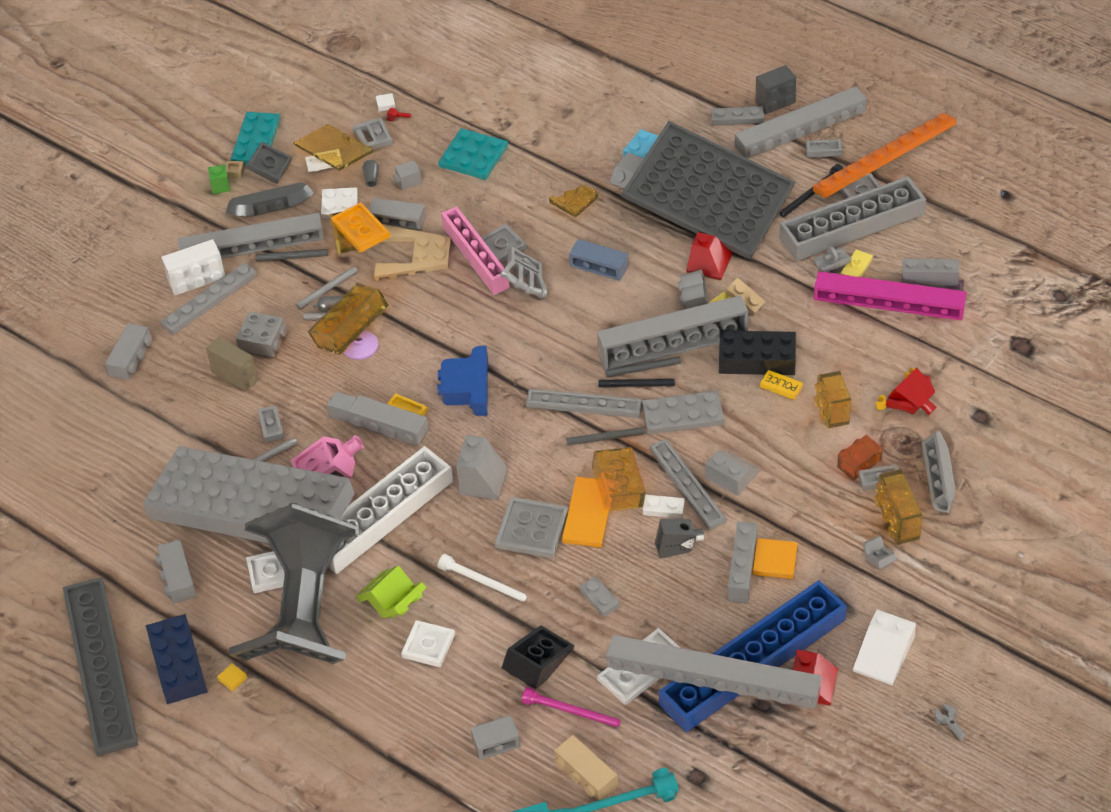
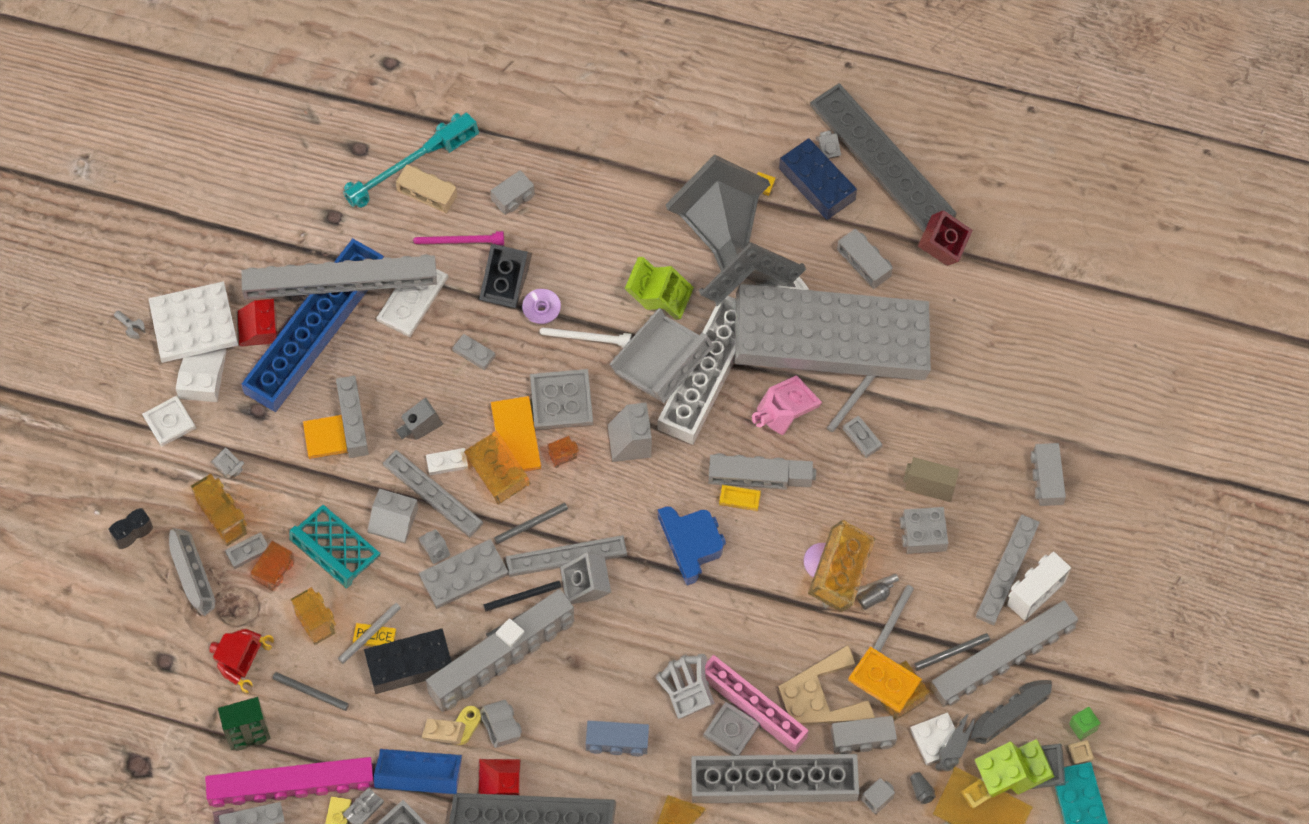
camera: 155 degrees right, 15 degrees up
(90, 558) = (945, 238): none -> dark red brick
(143, 695) = (829, 144): none -> light grey bracket
(296, 156) = (1014, 768): none -> lime bracket
(341, 178) = (955, 746): none -> dark grey piece
(418, 522) = (661, 356): none -> light grey panel
(428, 643) = (607, 259): white plate -> none
(485, 199) = (774, 778): none -> light grey brick
(511, 608) = (541, 299): none -> lavender dish
(550, 479) = (559, 446): none -> clear orange brick
(574, 373) = (585, 578): none -> light grey slope
(661, 322) = (510, 632): none -> white tile
(702, 438) = (434, 546): none -> light grey bracket
(777, 277) = (417, 771): none -> blue slope
(785, 381) = (369, 633): none -> light grey bar
(807, 450) = (320, 553): none -> teal fence
(852, 359) = (310, 691): none -> dark grey bar
(881, 698) = (192, 322): none -> white plate
(919, 326) = (244, 724): none -> dark green brick
(930, 615) = (169, 421): none -> white tile
(989, 520) = (127, 530): none -> black brick

